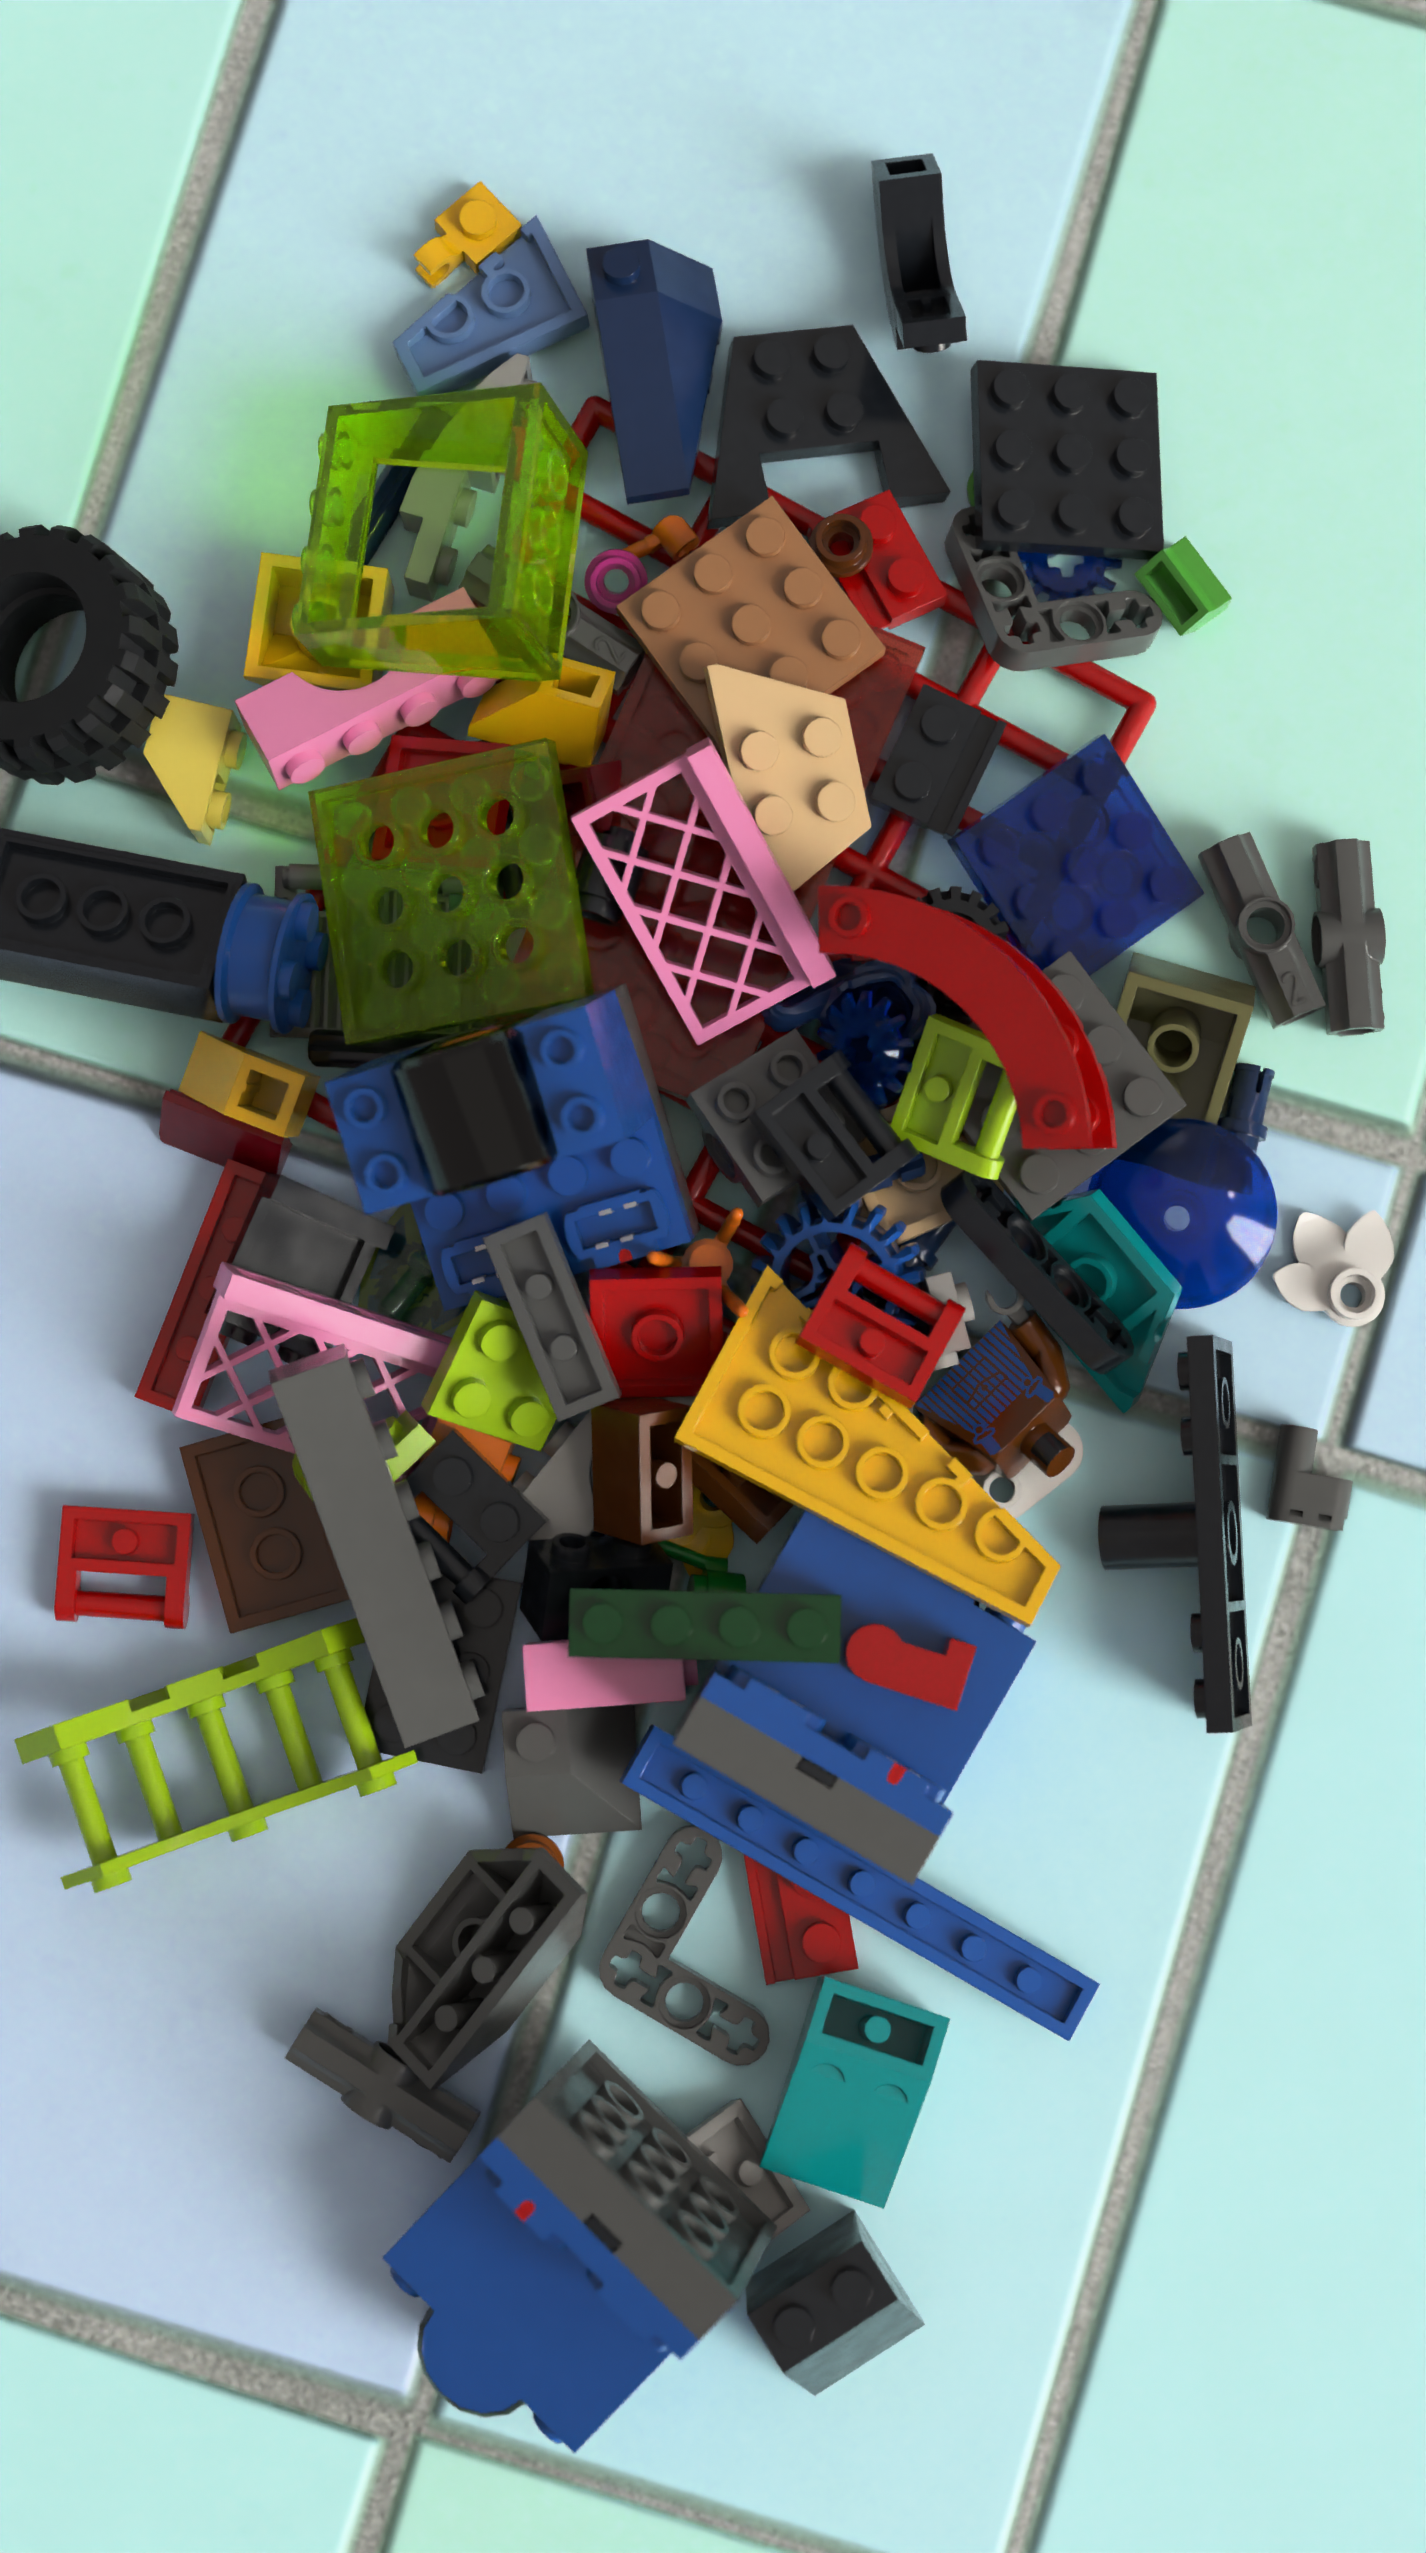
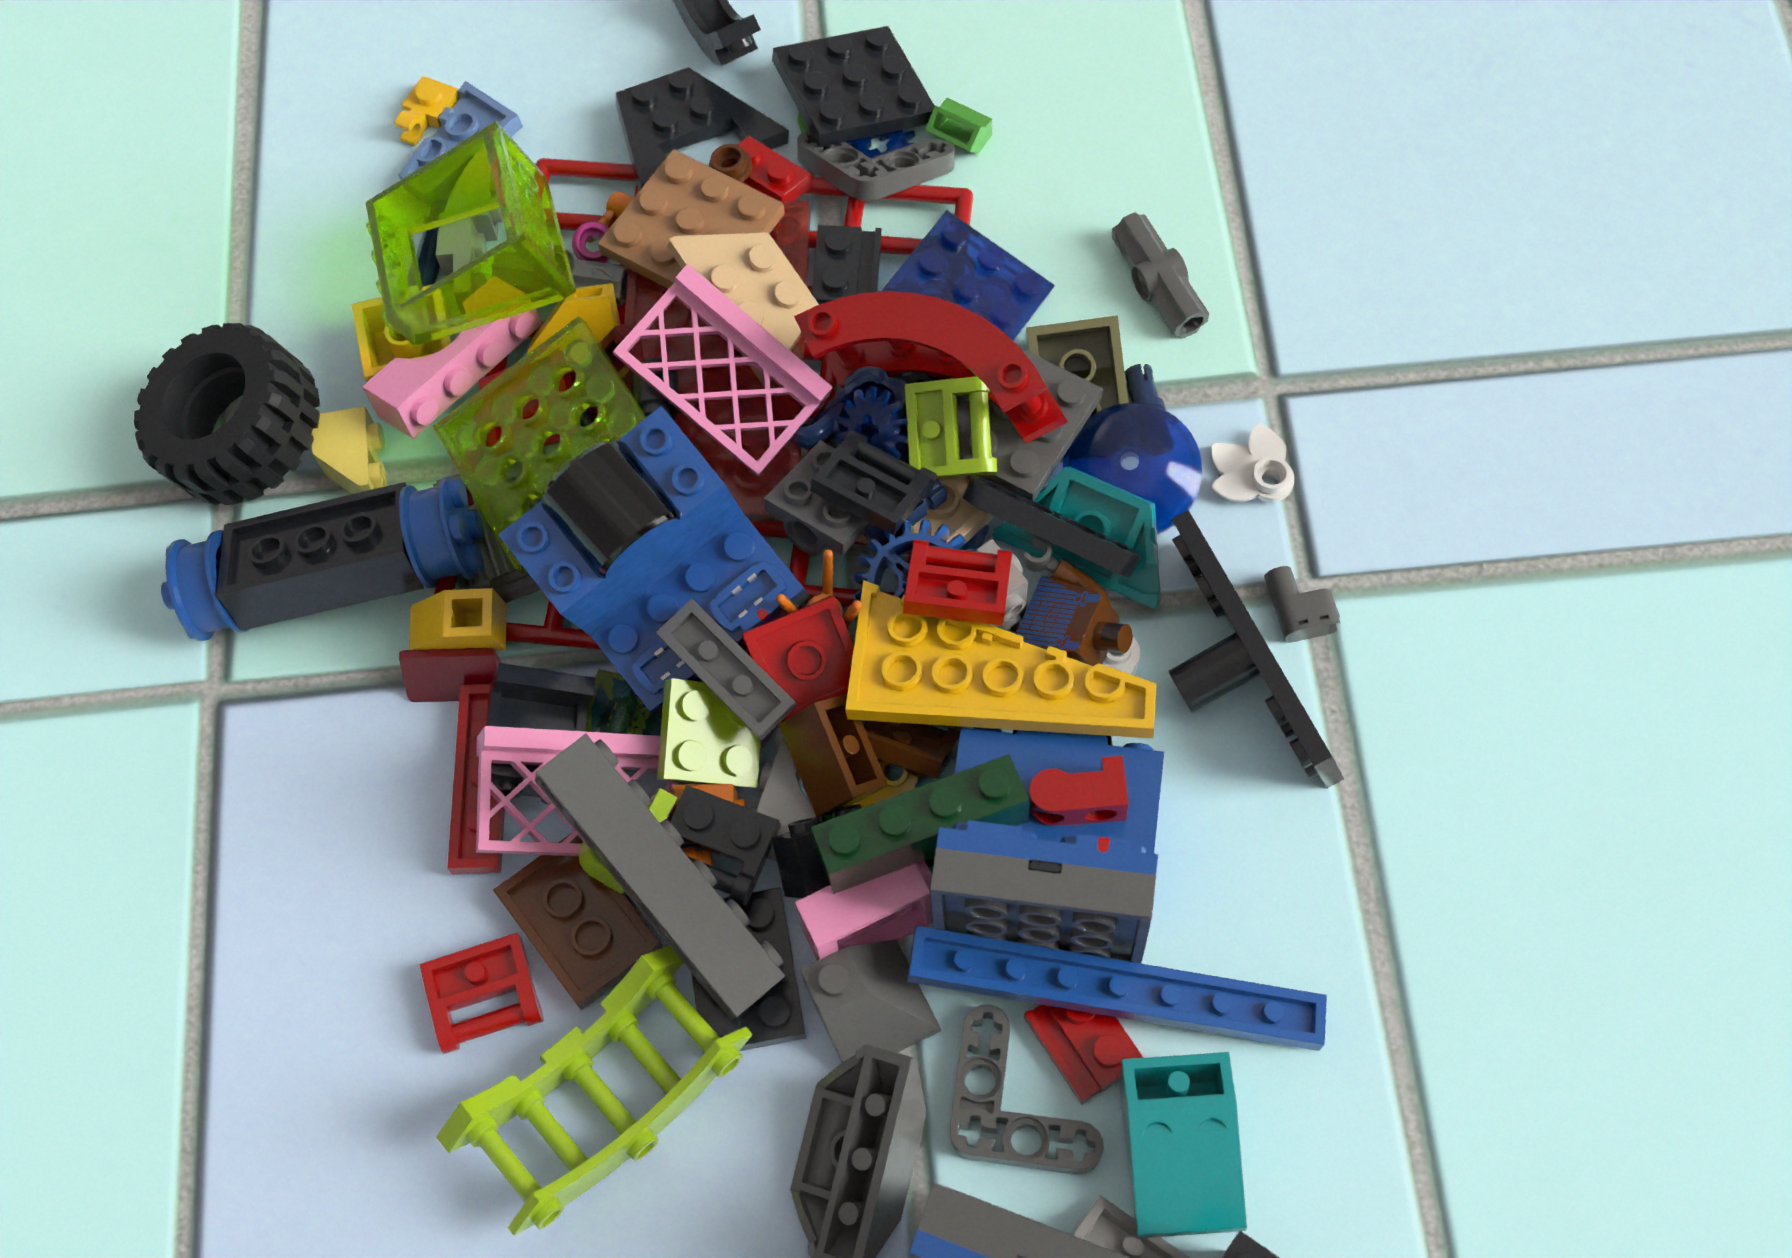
camera: 15 degrees left, 20 degrees down
(658, 353) = (568, 119): dark blue wedge -> none
(1246, 892) = (1086, 275): dark grey piece -> none

